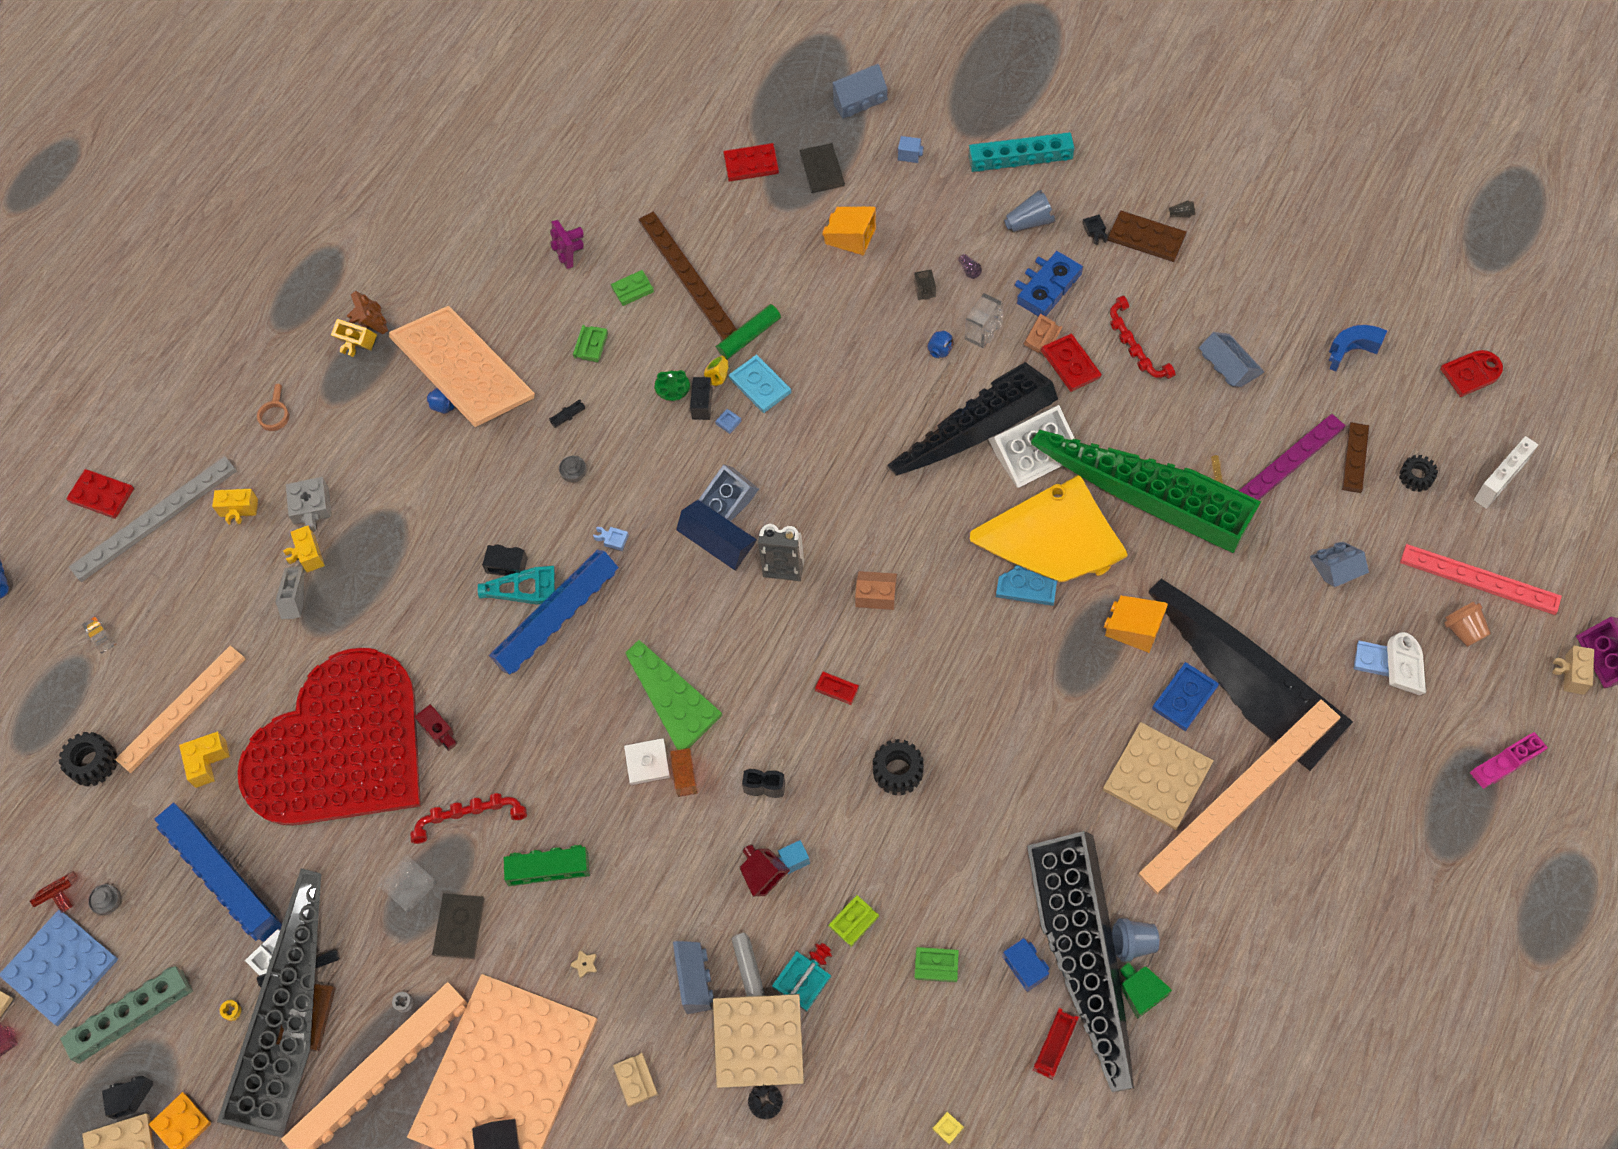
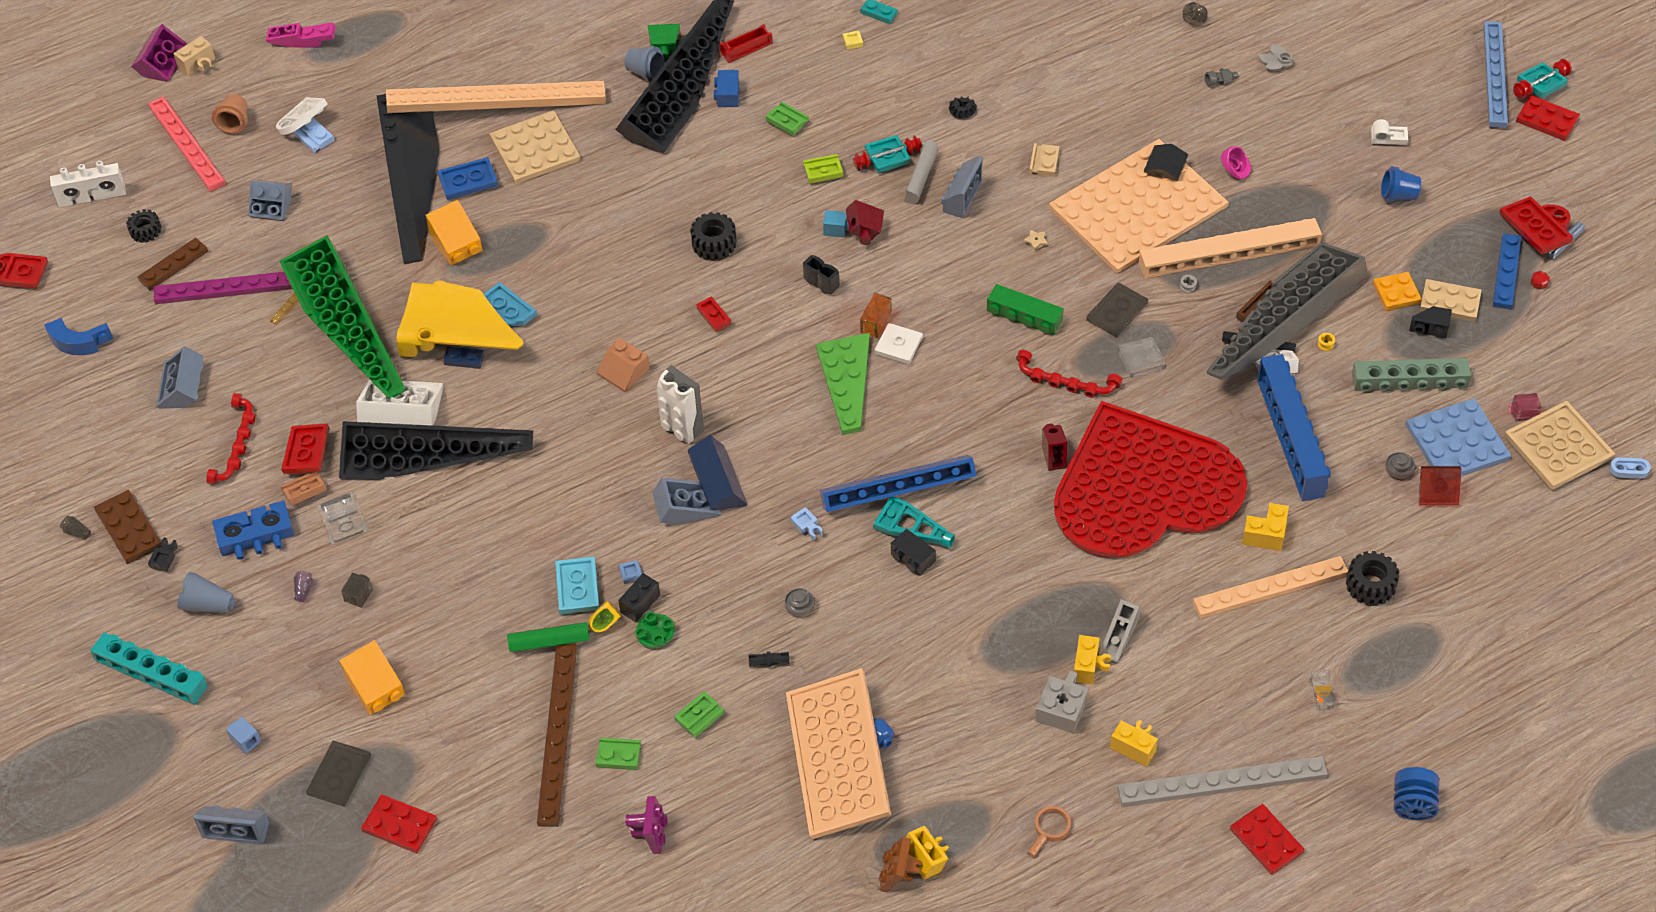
camera: 150 degrees left, 10 degrees down
(758, 1040) = (943, 131): tan plate -> none
(940, 344) = (394, 529): blue head -> none

